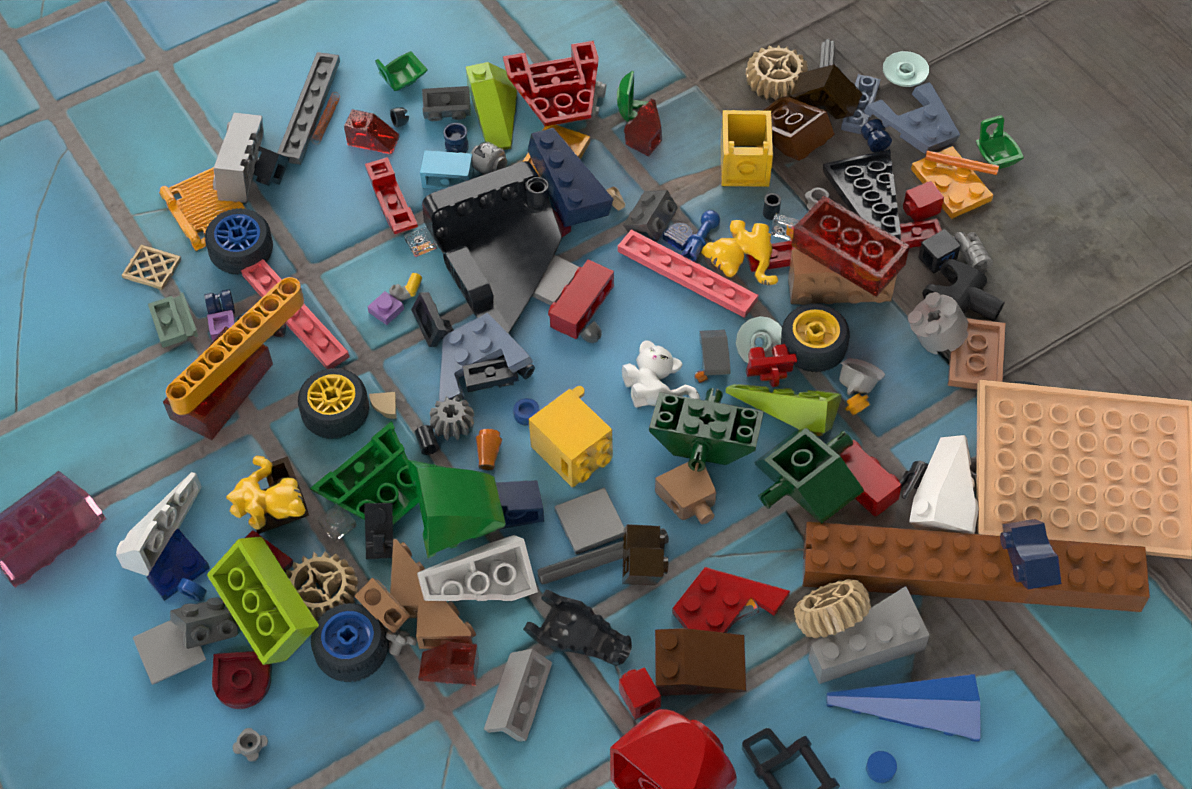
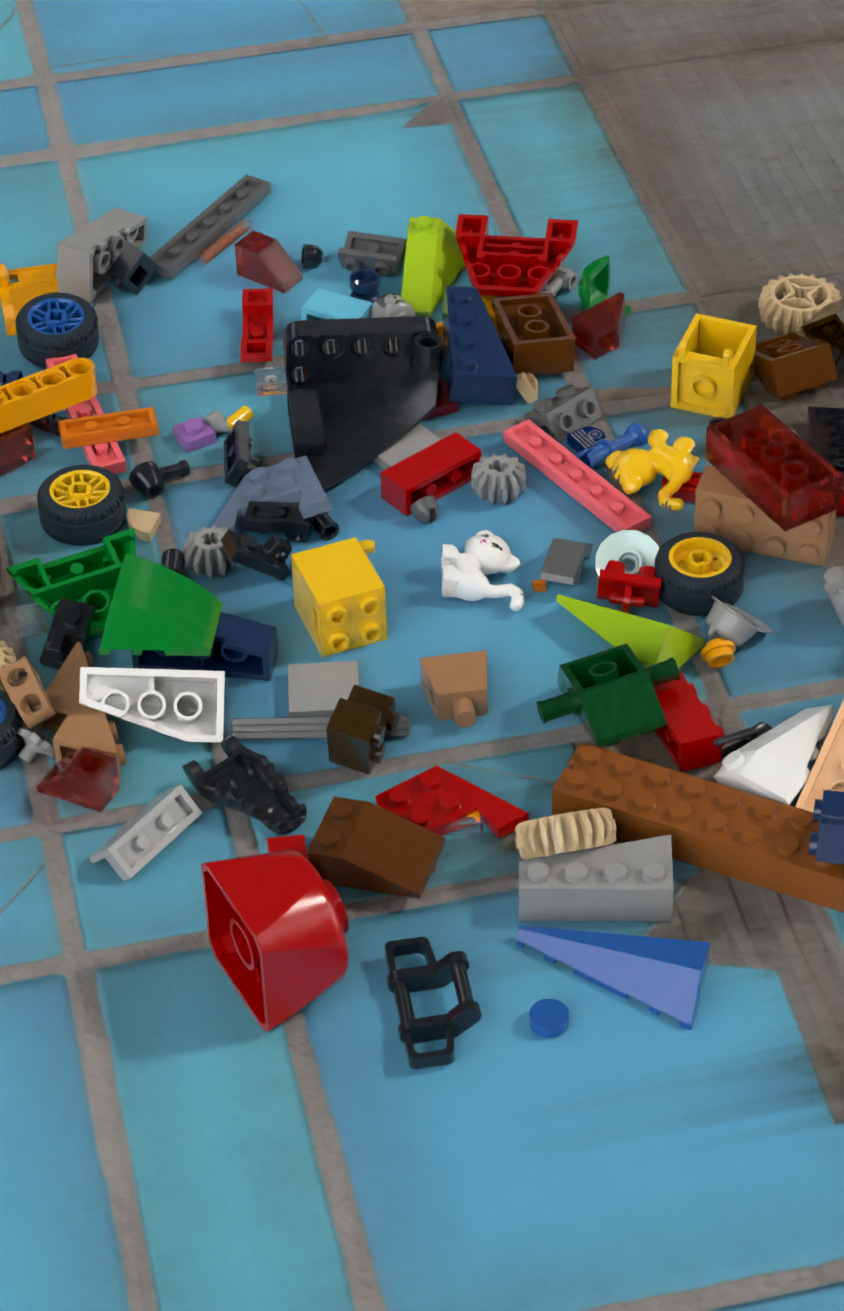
camera: 20 degrees right, 15 degrees down
(322, 325) = (108, 427): none -> orange tile
(372, 361) = (148, 477): none -> black bar
(401, 71) = (336, 213): green piece -> none
(488, 447) = (240, 589): orange cone -> none
(490, 414) = (263, 558): none -> black hinge
(603, 149) = (535, 334): none -> reddish brown slope
(632, 290) = (498, 478): none -> light grey gear
(705, 428) = (504, 625): dark green slope -> none

